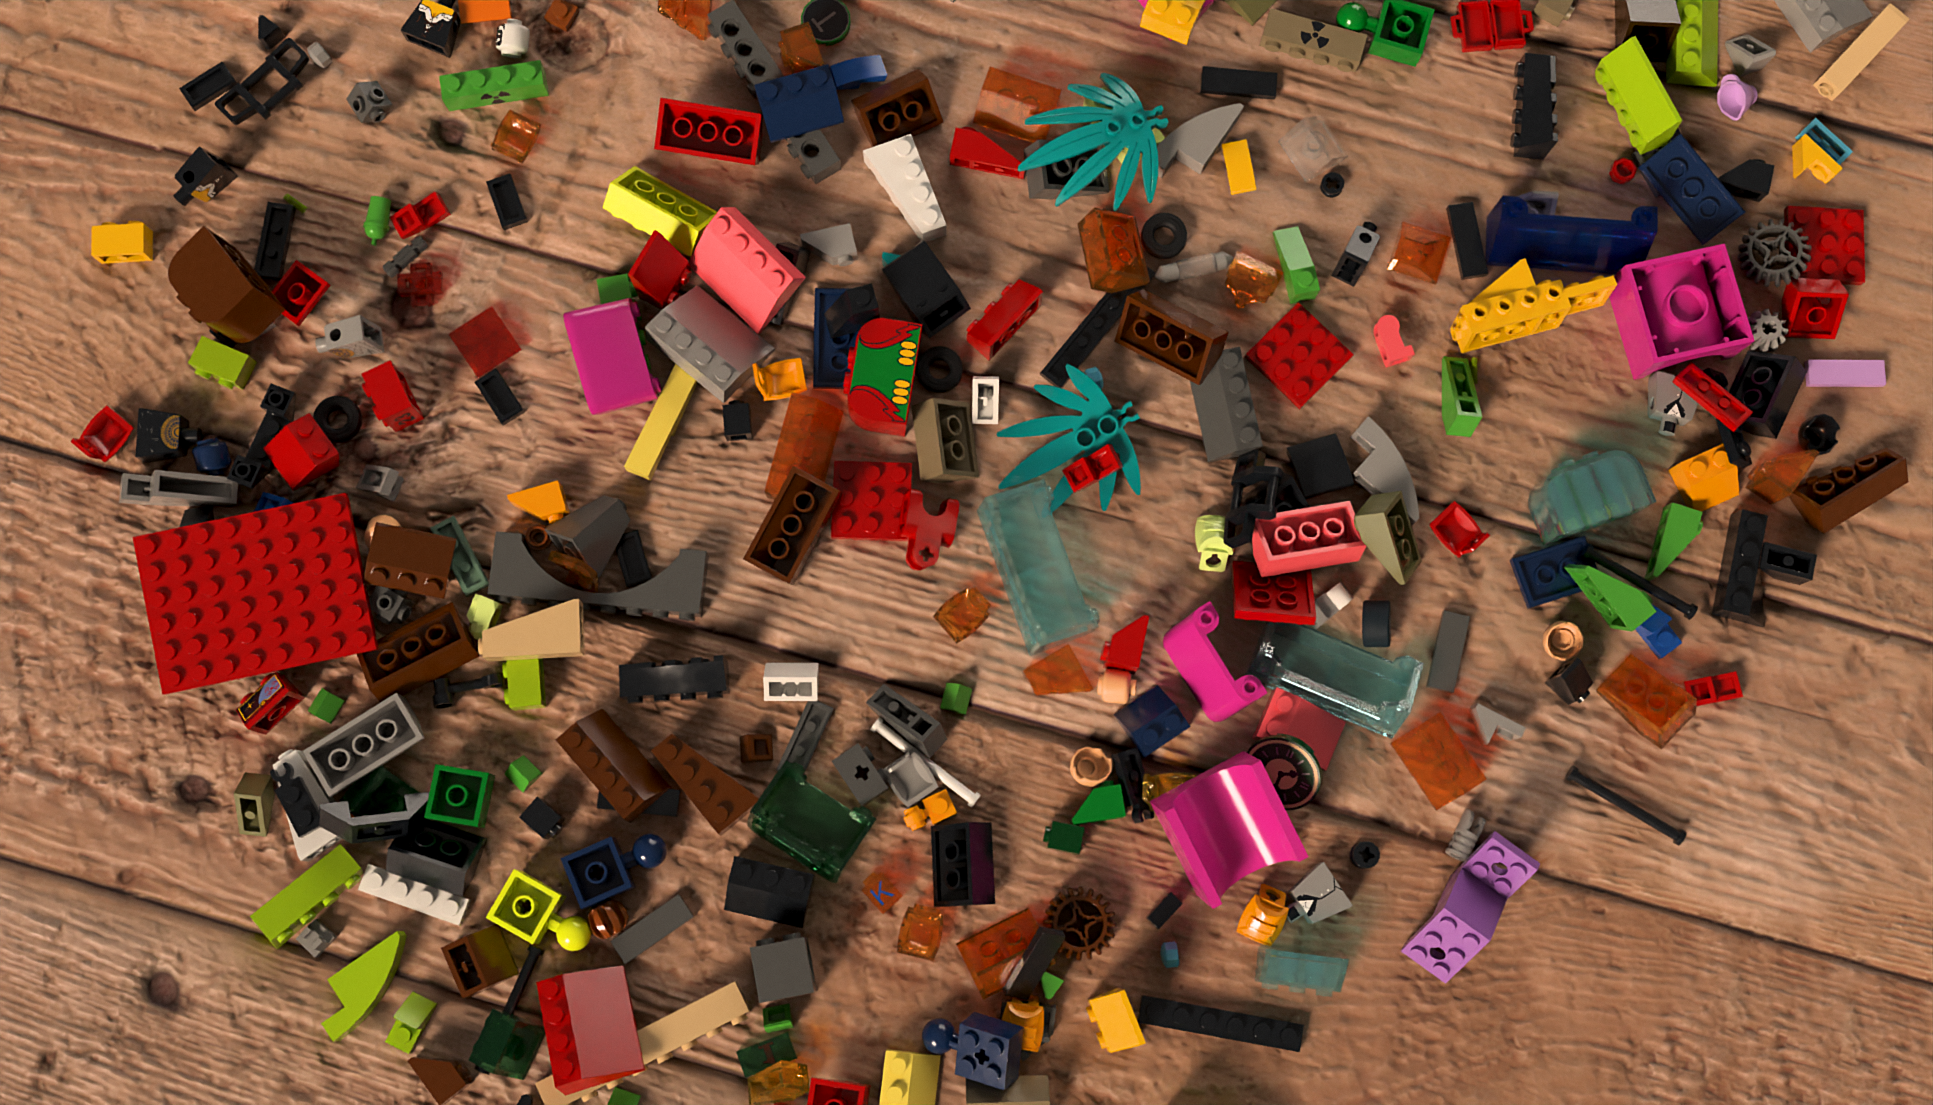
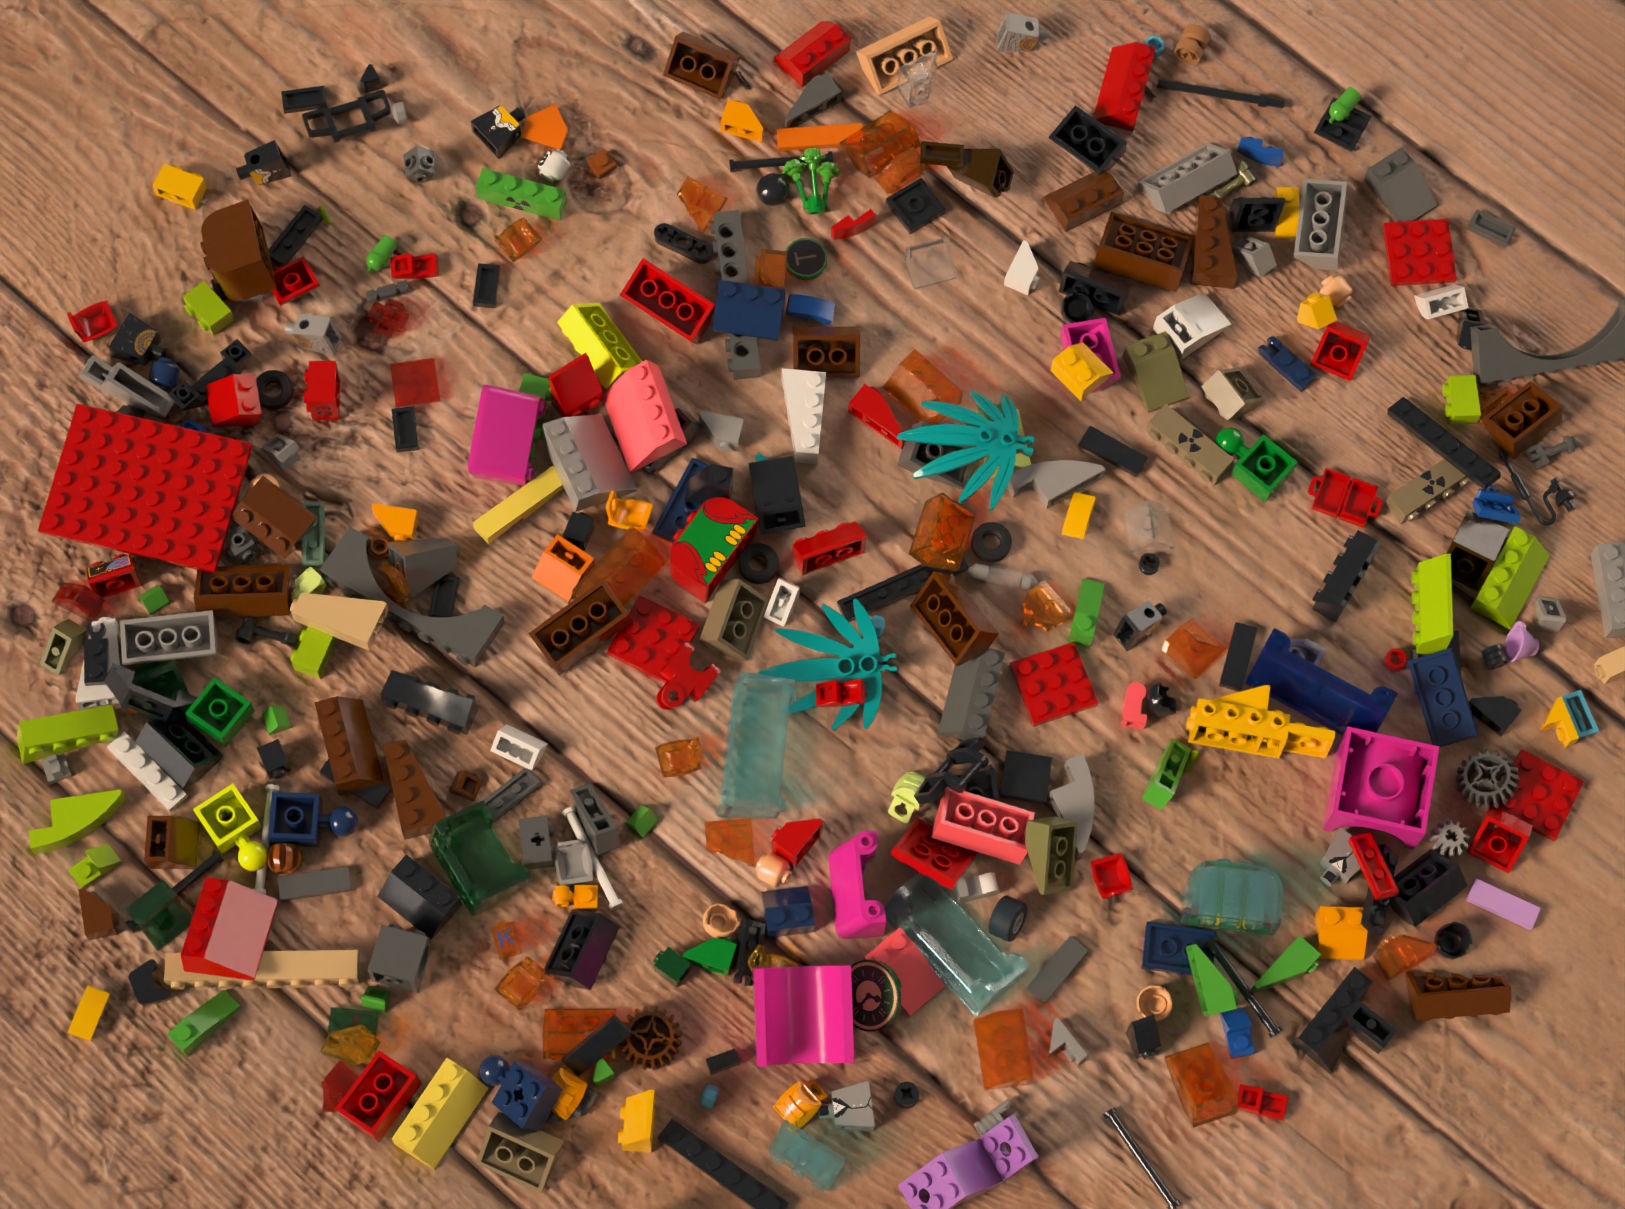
camera: 25 degrees right, 10 degrees down
(246, 746) = (79, 600): none -> clear red slope
(592, 949) = (261, 874): none -> white bar
(708, 55) = (700, 245): none -> black beam
(742, 470) = (562, 567): none -> orange slope
(1416, 326) = (1159, 702): none -> black hair
(1718, 122) = (1495, 656): none -> black wheel

